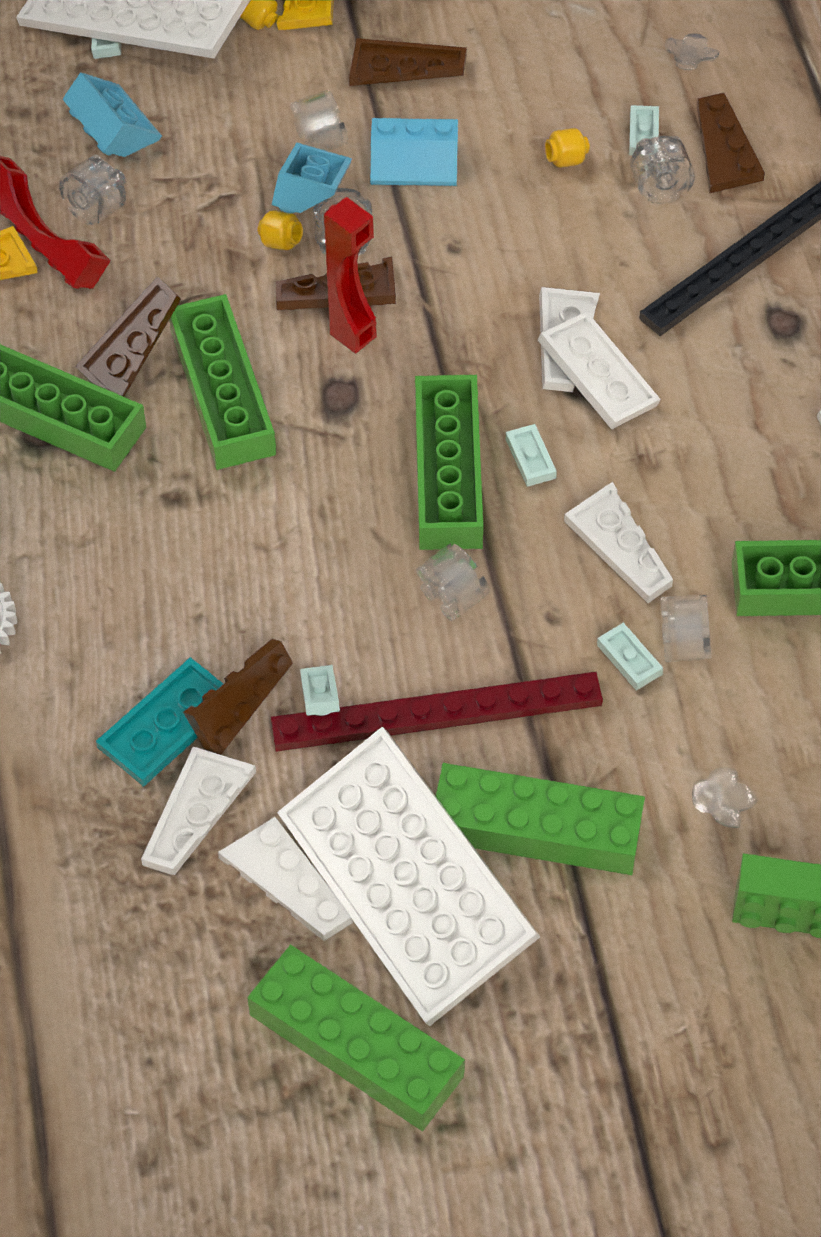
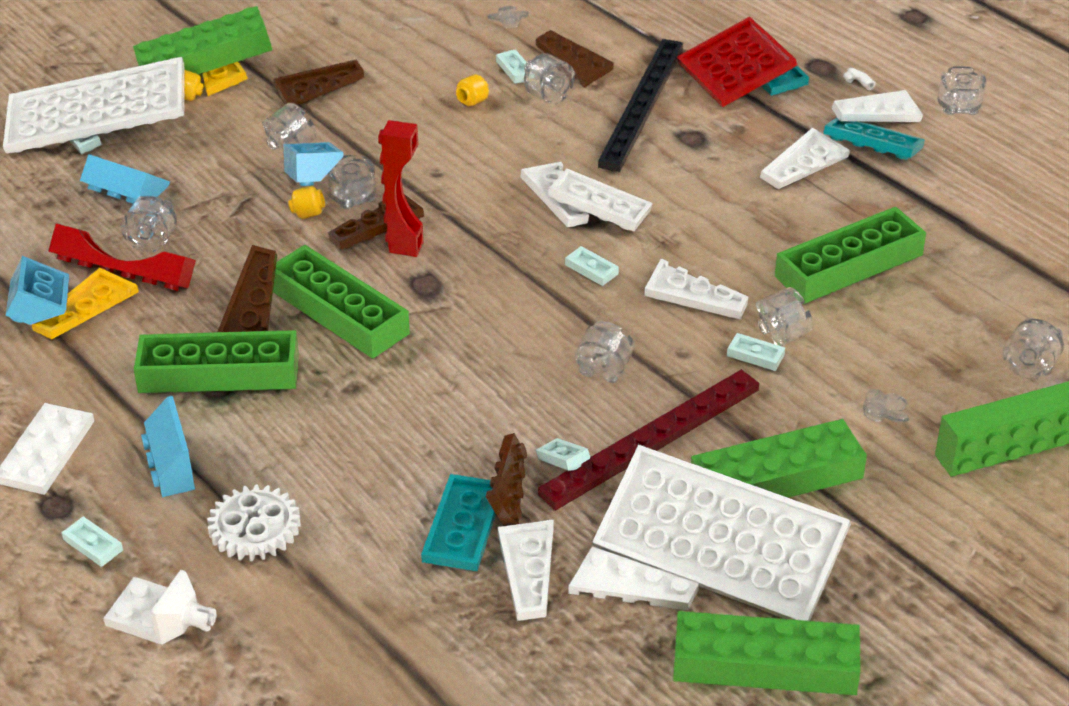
camera: 30 degrees left, 15 degrees down
(414, 151) = (358, 126): medium azure slope -> none
(448, 462) = (541, 286): bright green brick -> none

